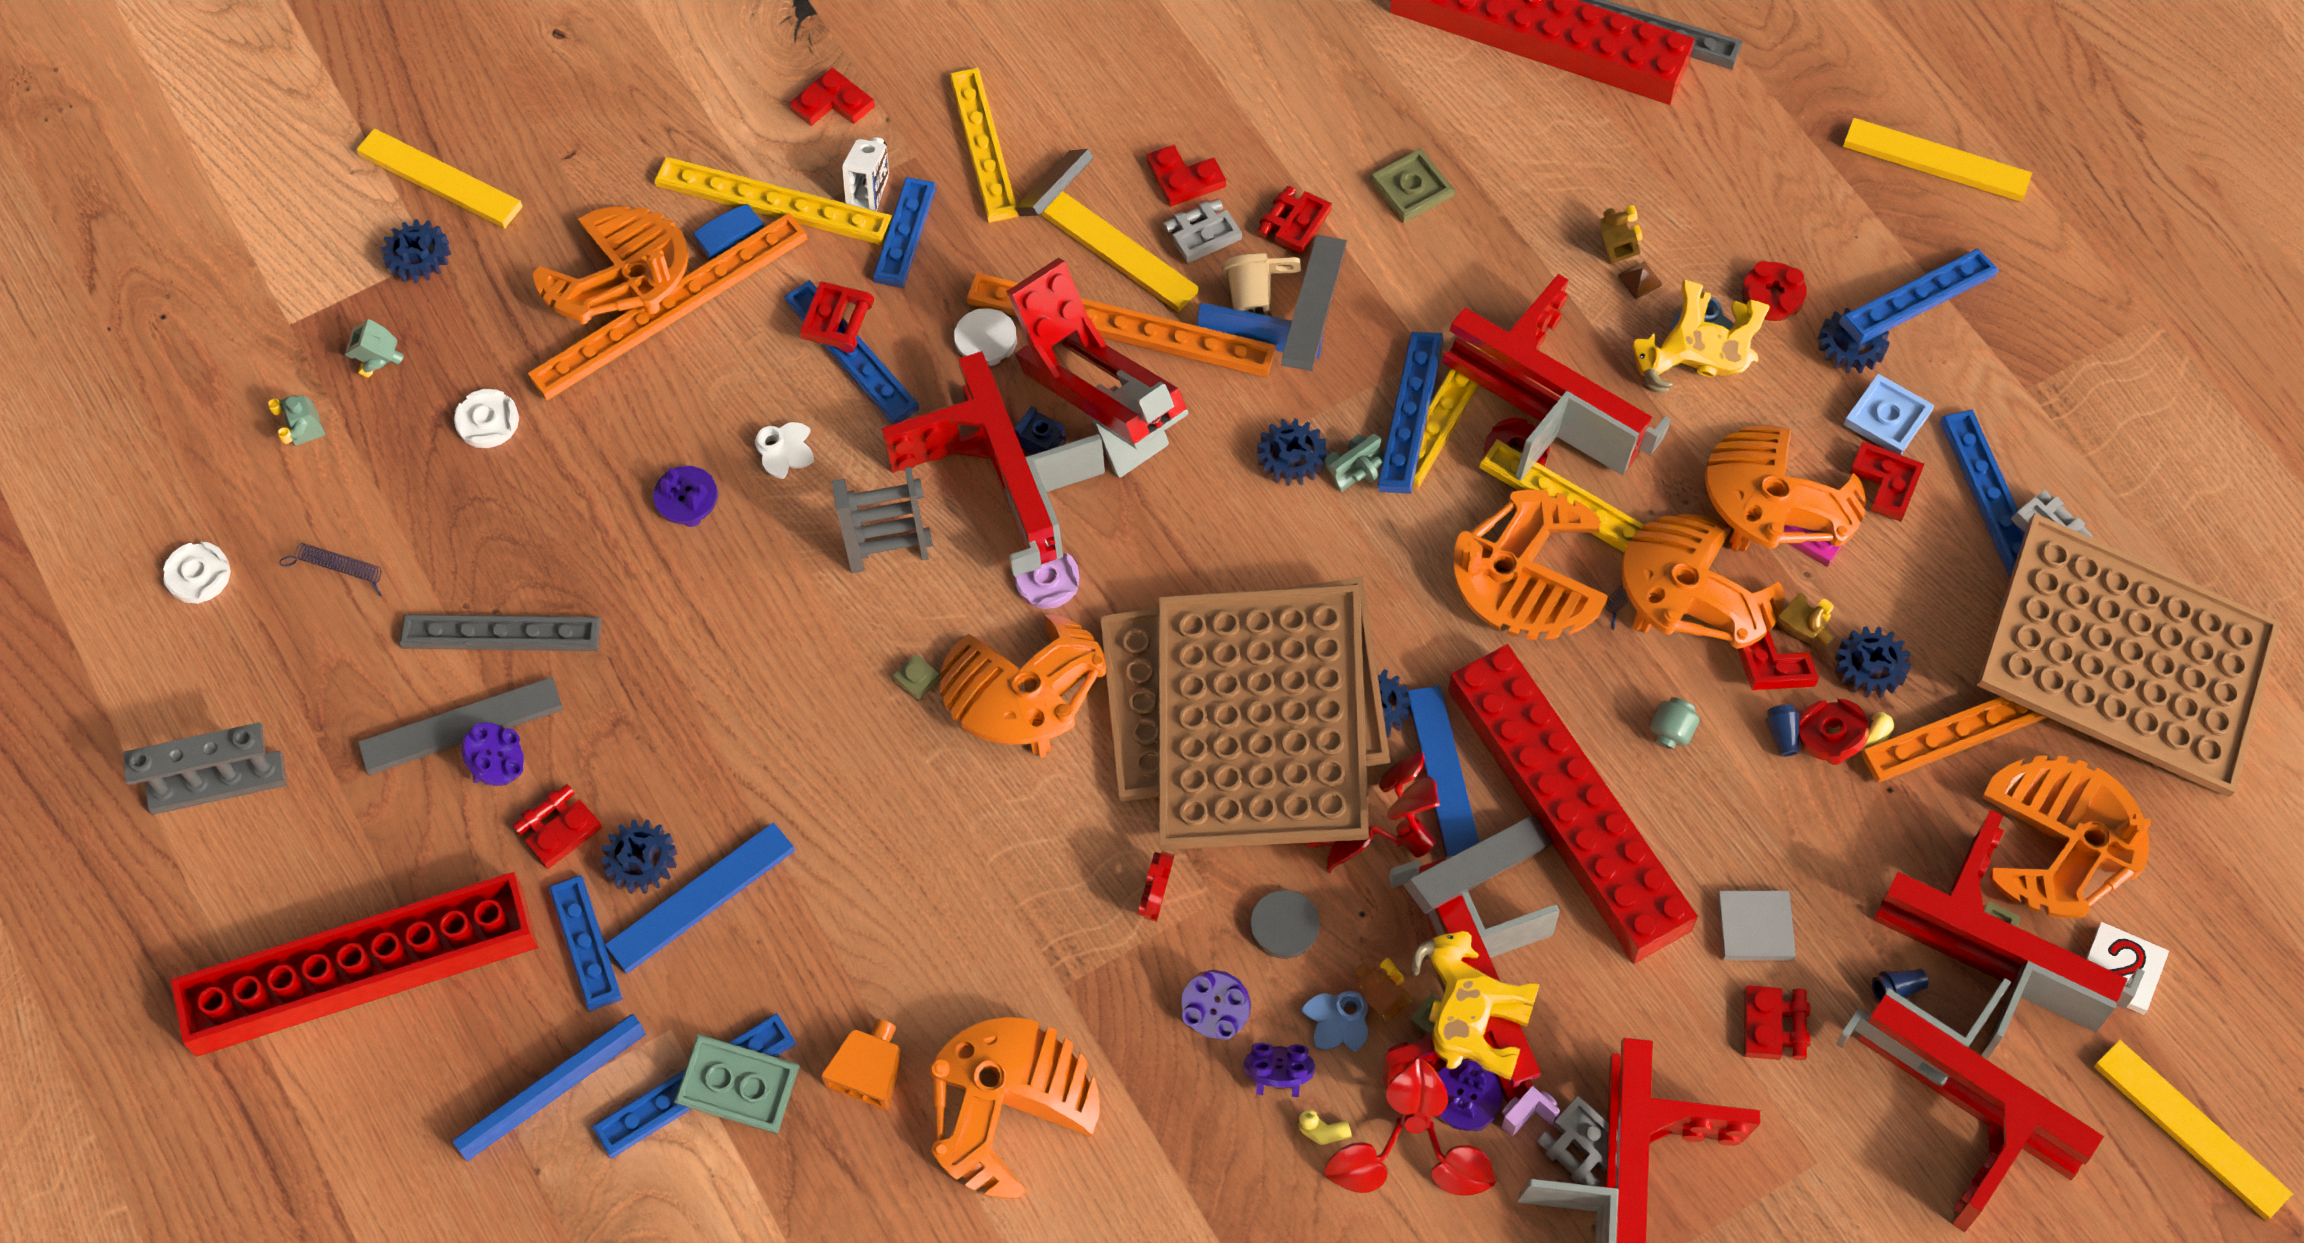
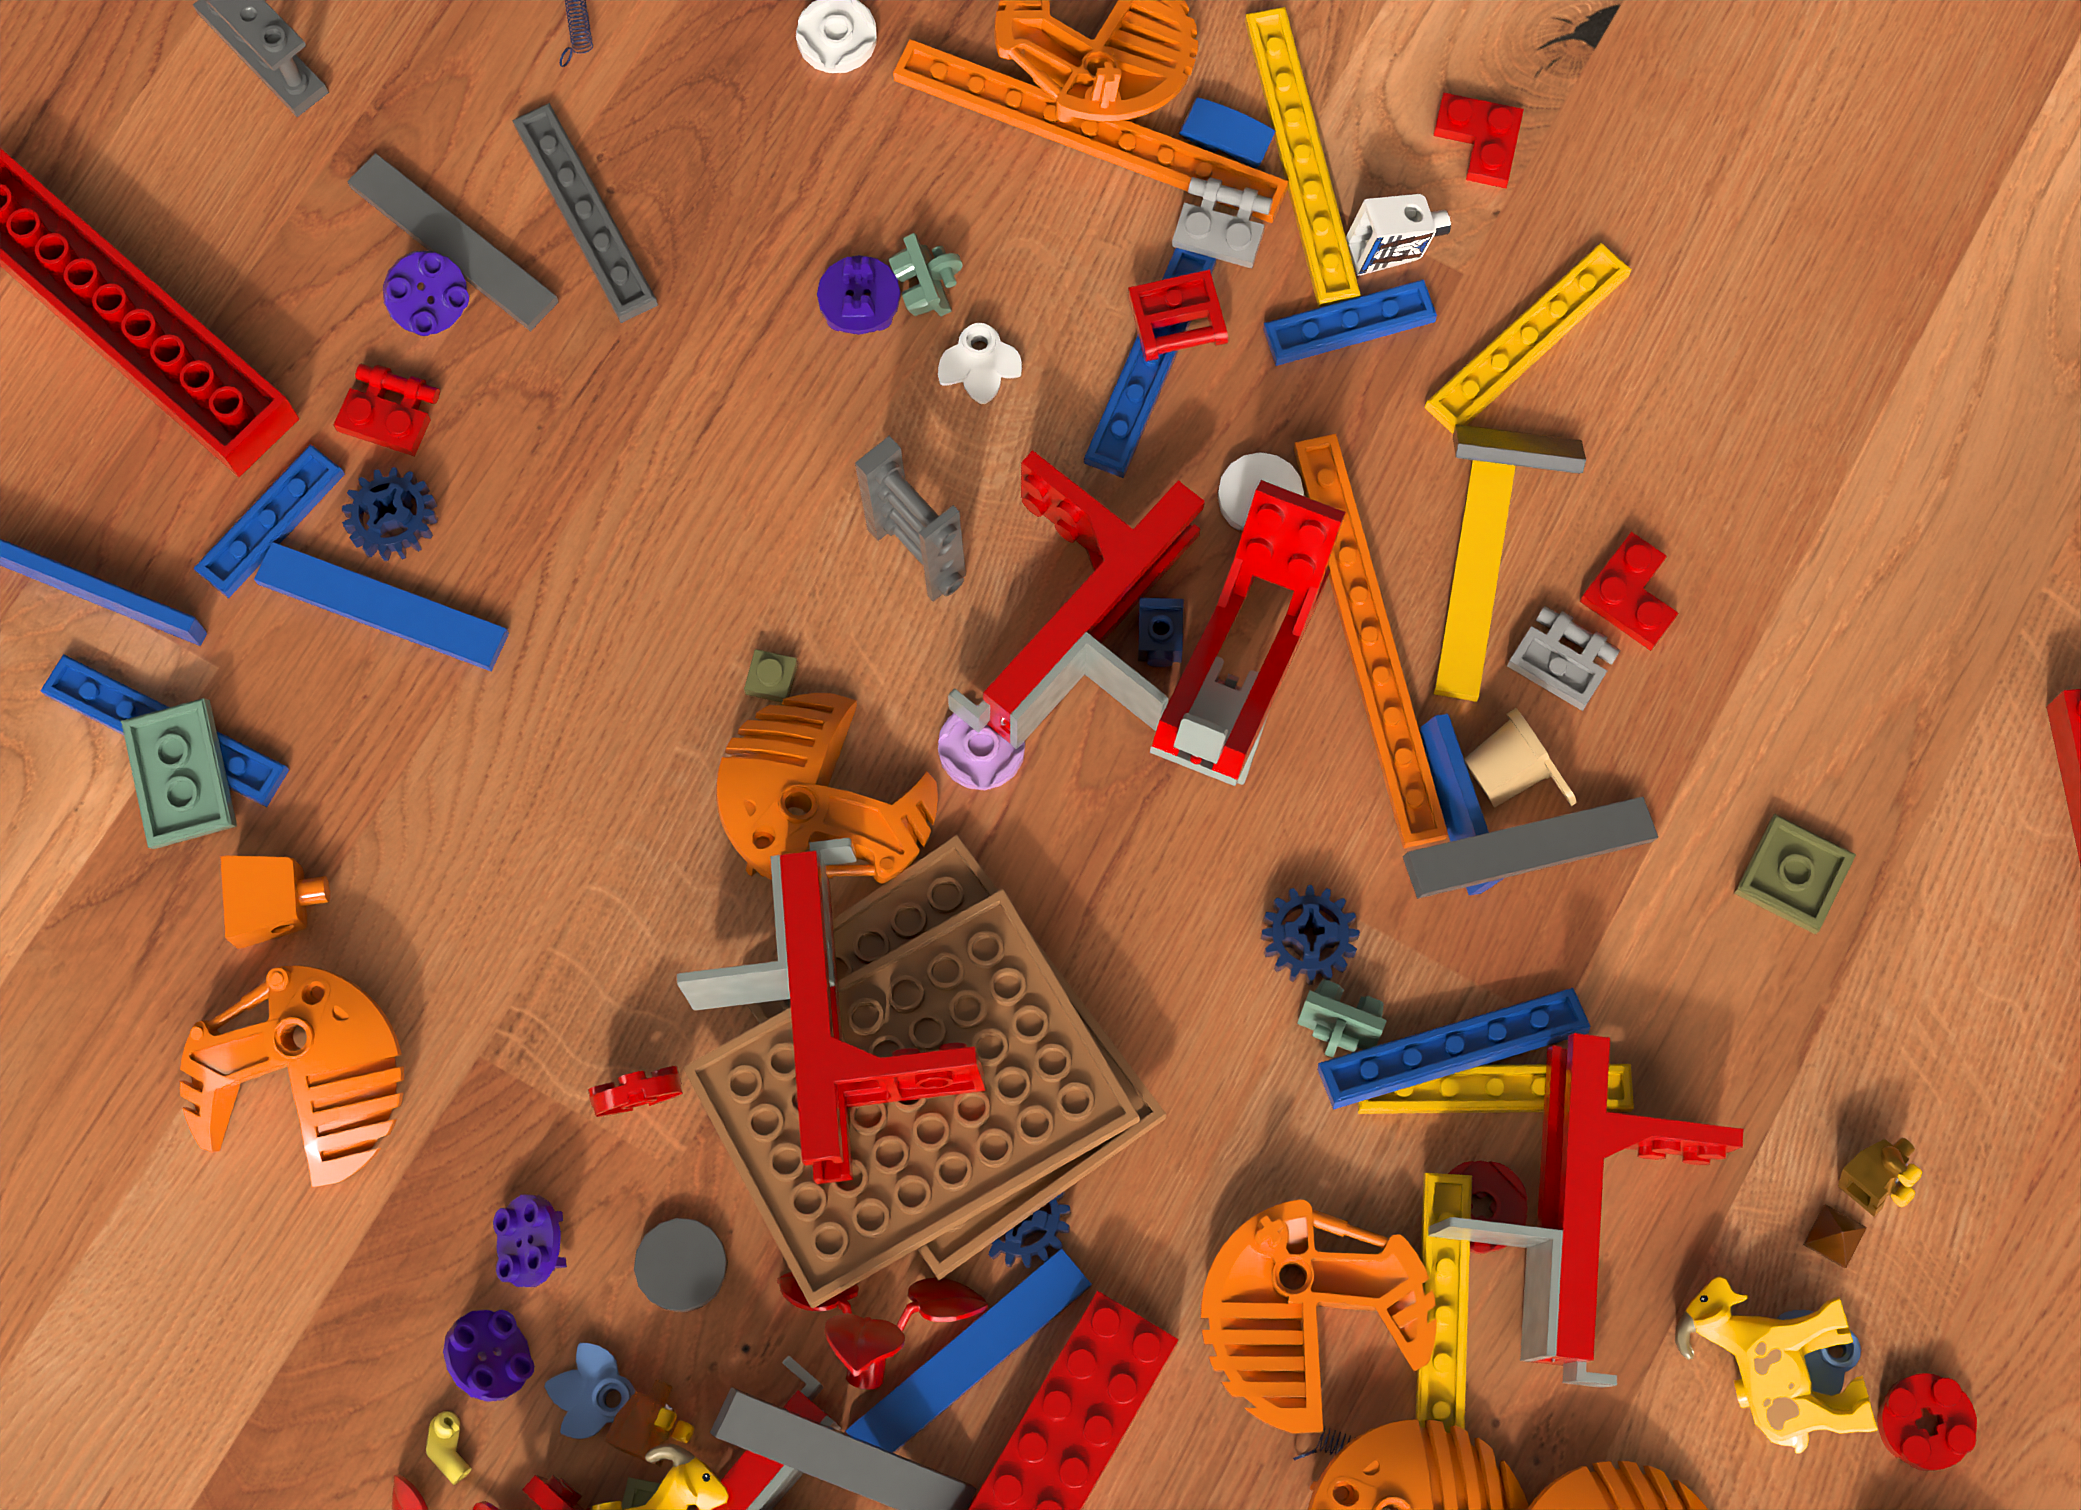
camera: 60 degrees right, 10 degrees up
(715, 450) = (918, 261): none -> sand green hips
(795, 268) = (1217, 233): none -> light grey plate
(1222, 741) = (826, 1068): none -> red piece
(1301, 224) = (1649, 770): red plate -> none

